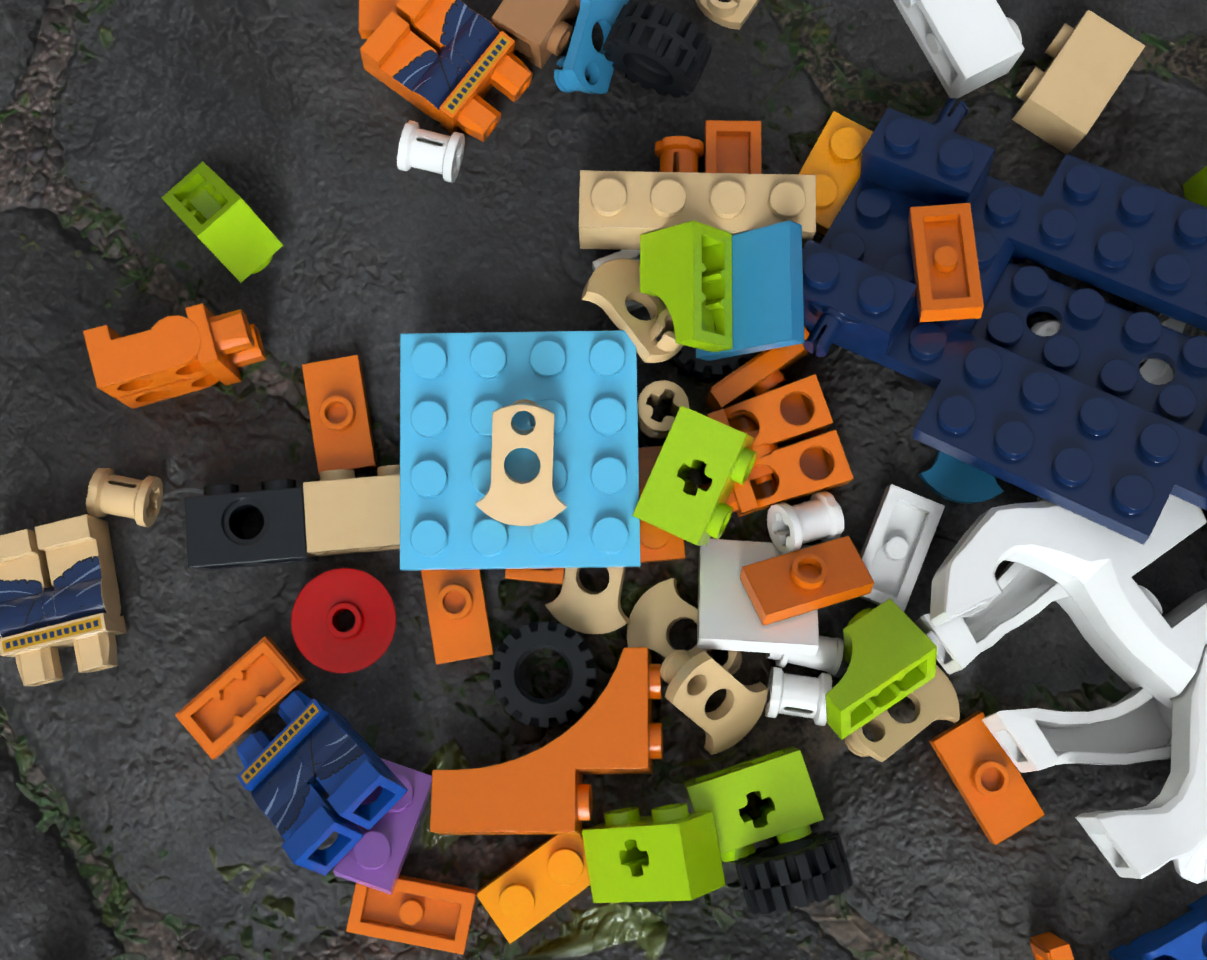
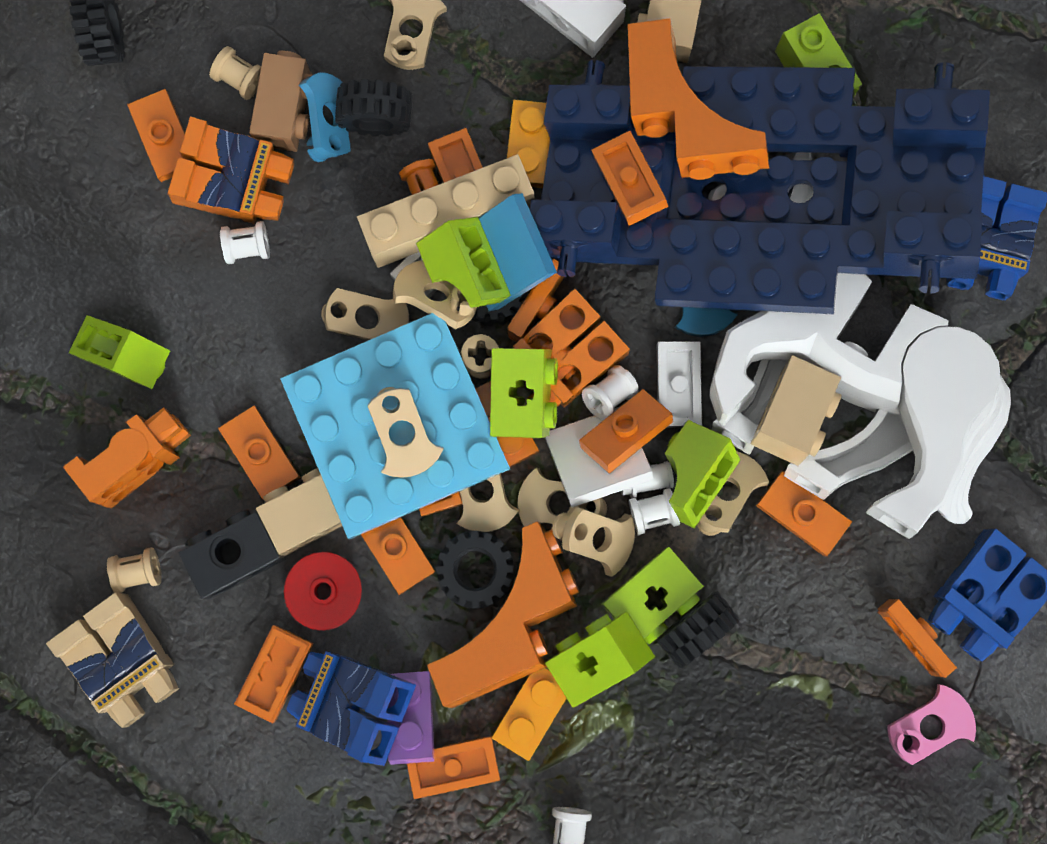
camera: 20 degrees left, 0 degrees up
(570, 311) = (389, 314): none -> tan piece
(1034, 189) = (666, 104): none -> orange arch
(1040, 649) = (797, 410): none -> tan brick

